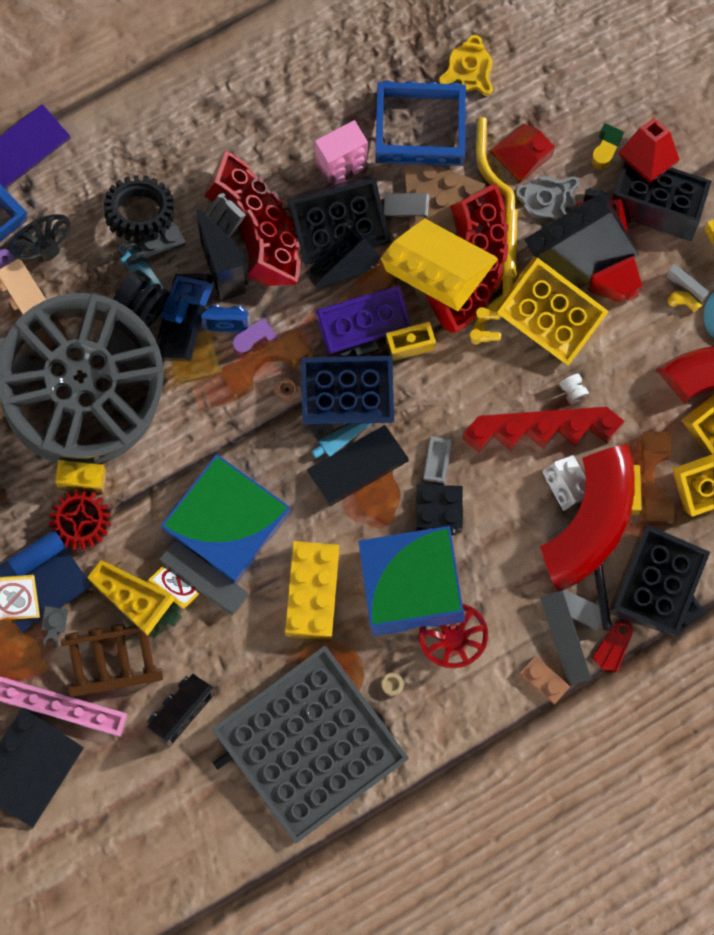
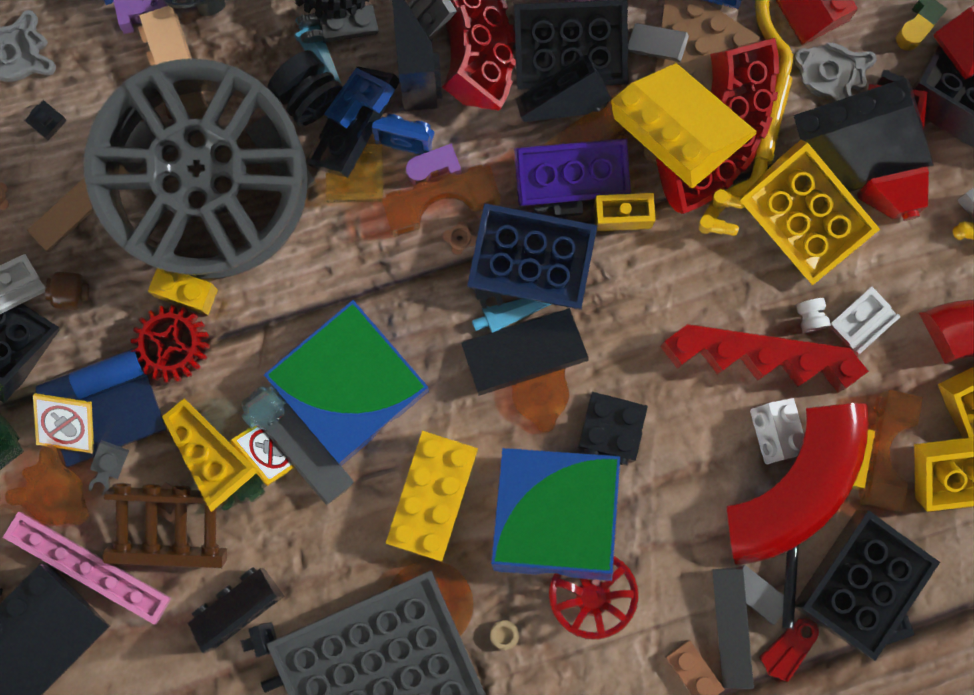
camera: 15 degrees right, 5 degrees up
(166, 551) = (263, 407): none -> clear light blue head
(204, 729) = (259, 638): none -> black tile
(437, 460) = (623, 366): light grey tile -> none
(614, 384) = (864, 321): none -> white plate

